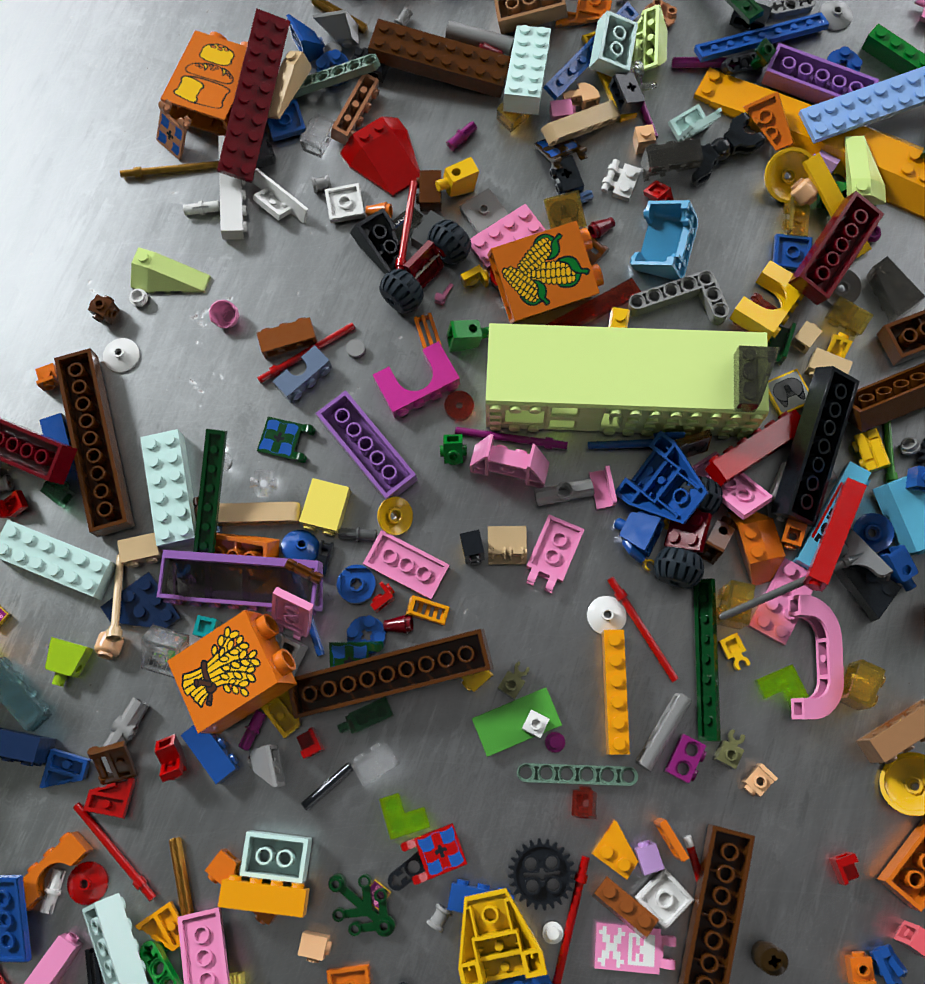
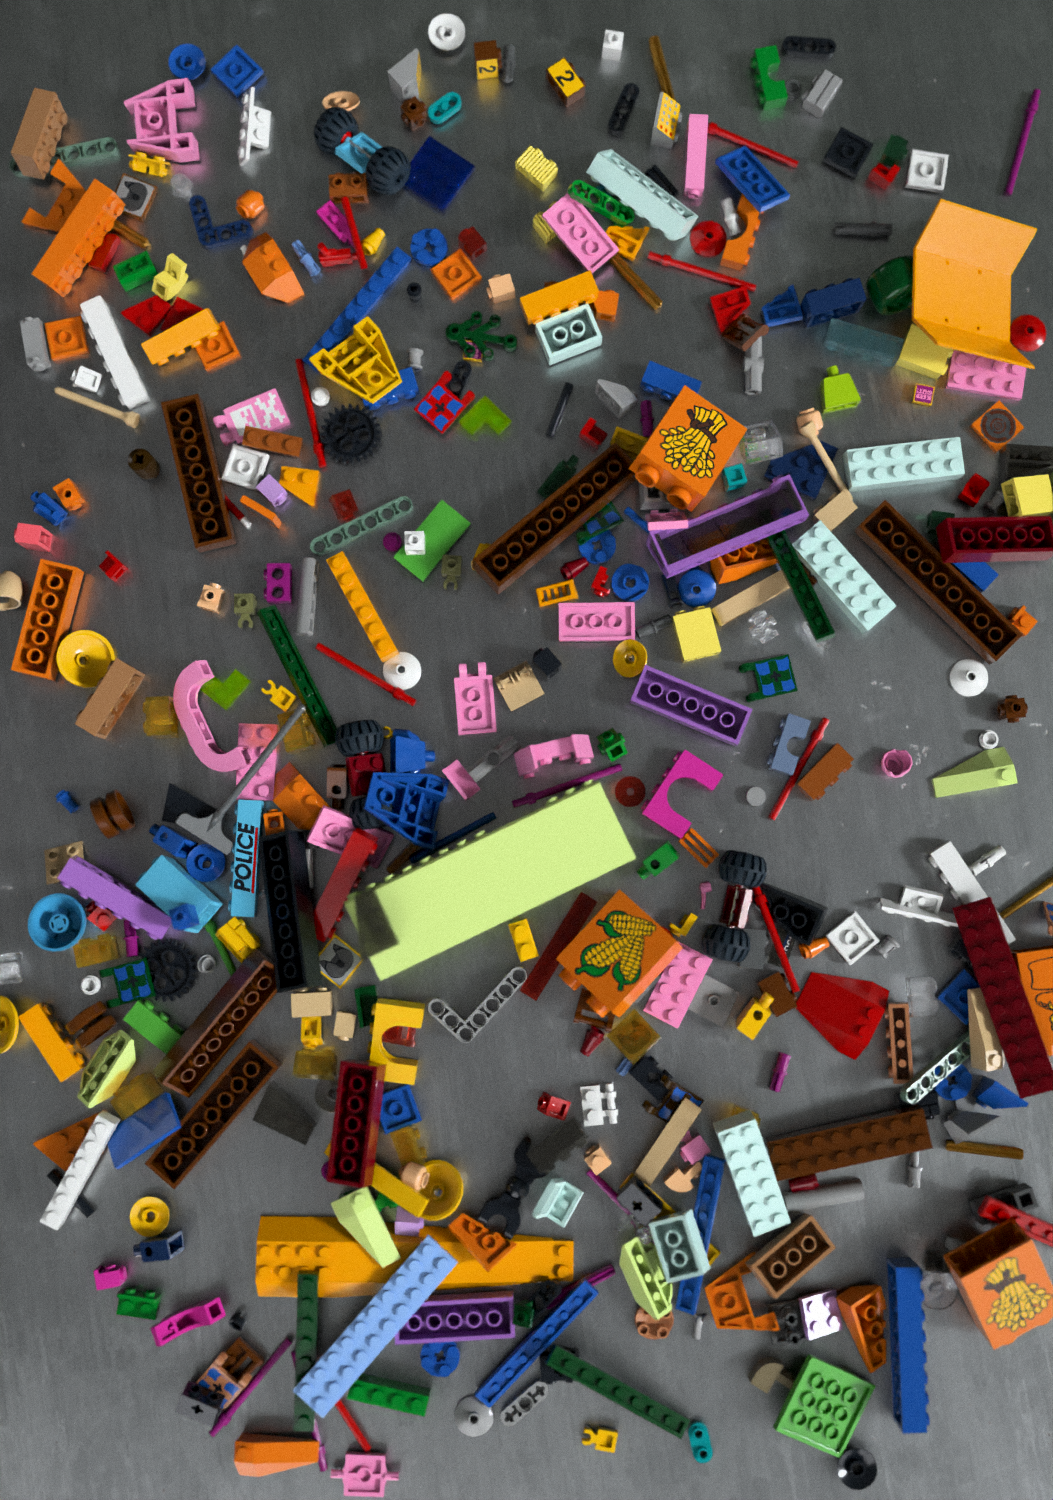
camera: 145 degrees right, 10 degrees up
(171, 758) = (698, 362): red brick -> none
(303, 571) = (674, 556): reddish brown axle -> none
(375, 763) = (530, 446): clear brick -> none
(667, 239) = (521, 1057): dark azure windscreen -> none
(834, 535) = (238, 832): red brick -> none

